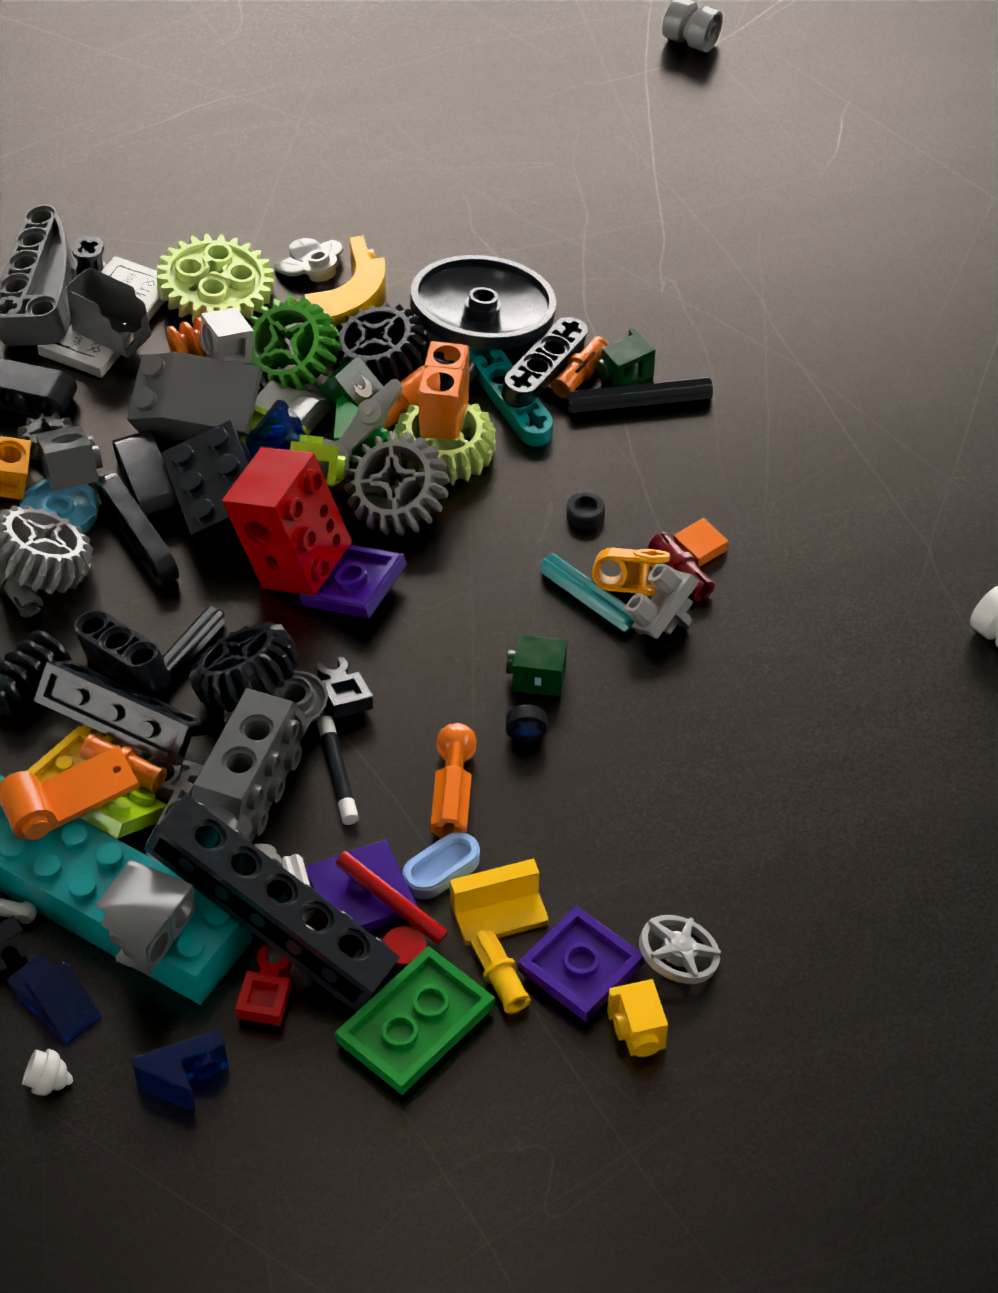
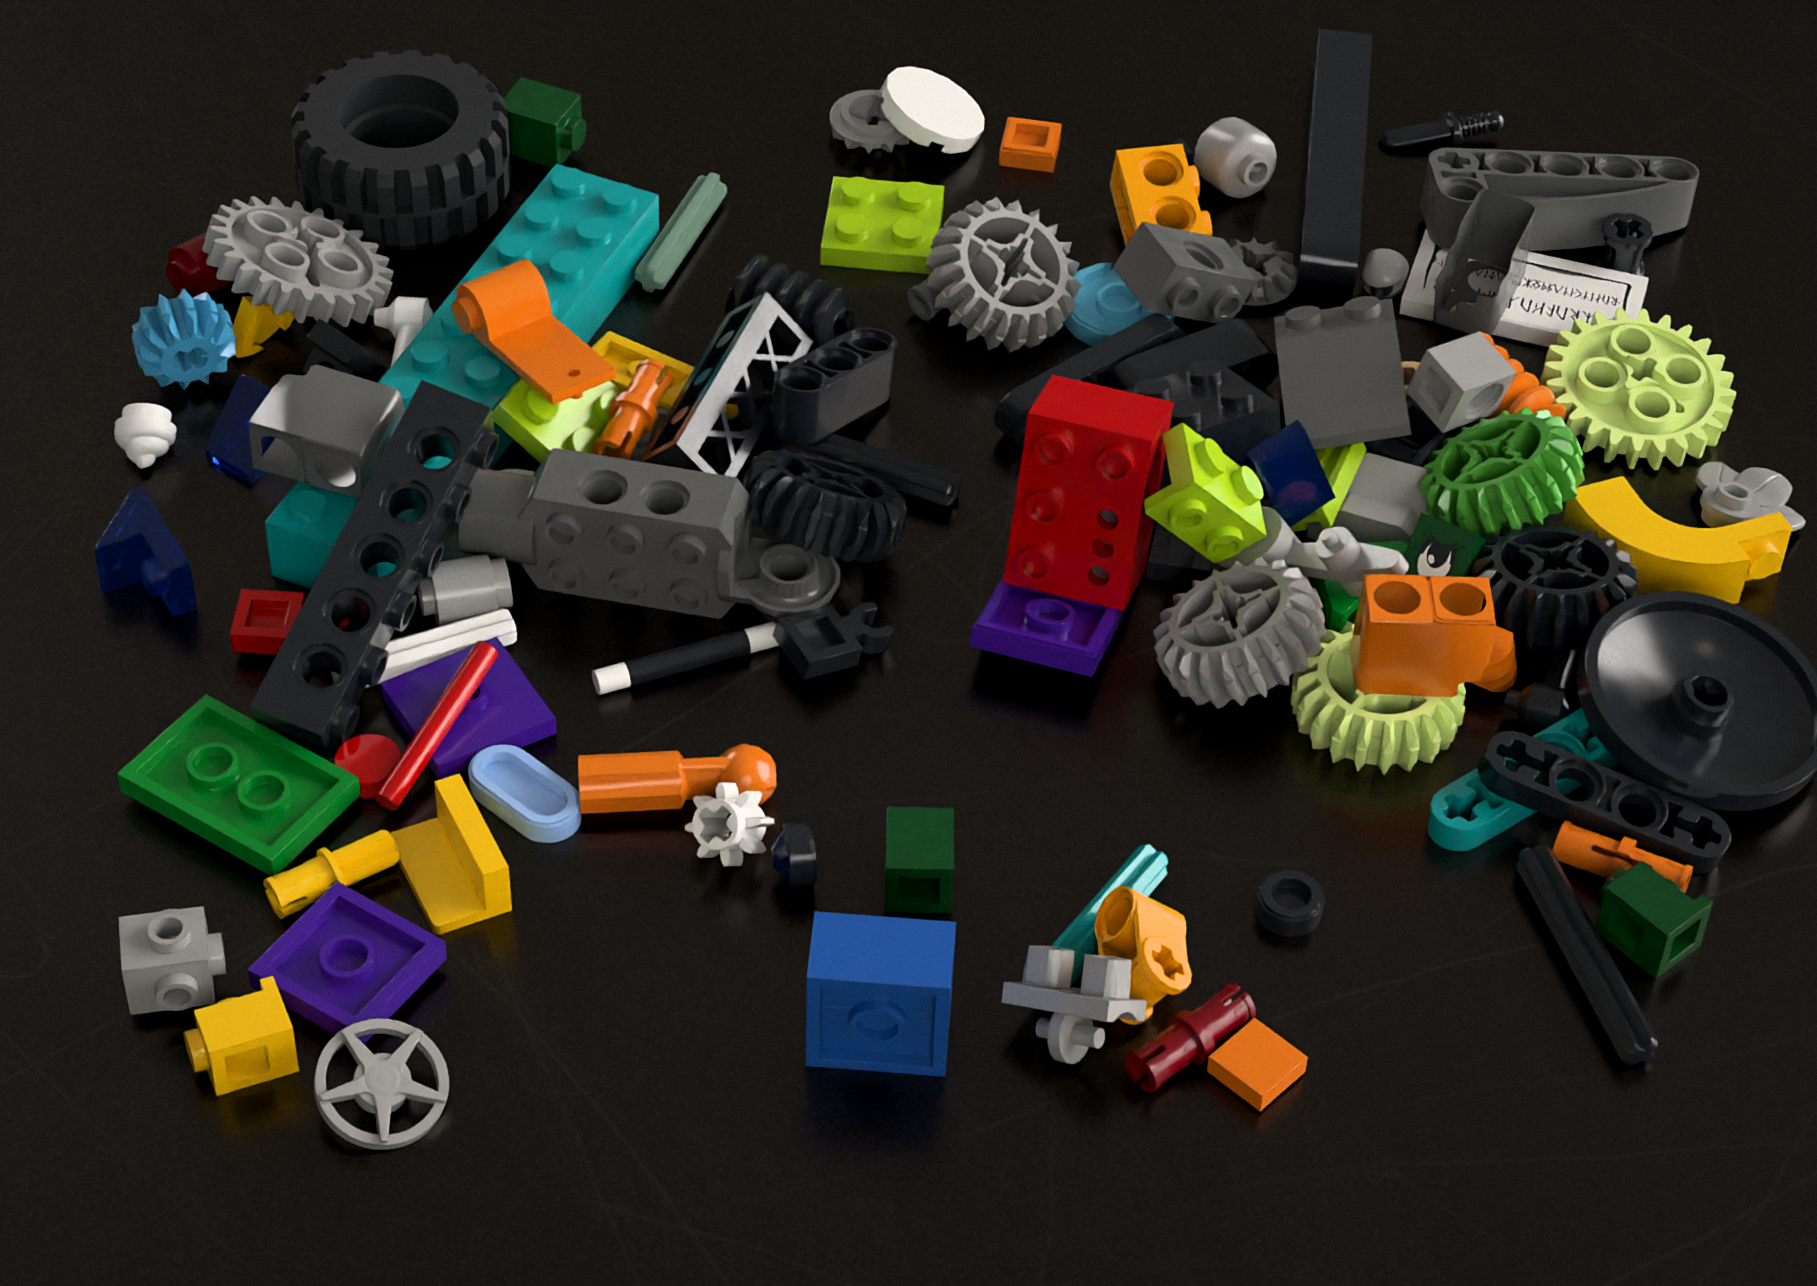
camera: 80 degrees right, 5 degrees down
(81, 374) = (1384, 273): none -> light grey hinge
(501, 752) = (712, 825): none -> white gear
(577, 1054) = (169, 960): none -> light grey brick
(656, 685) = (879, 993): none -> blue container

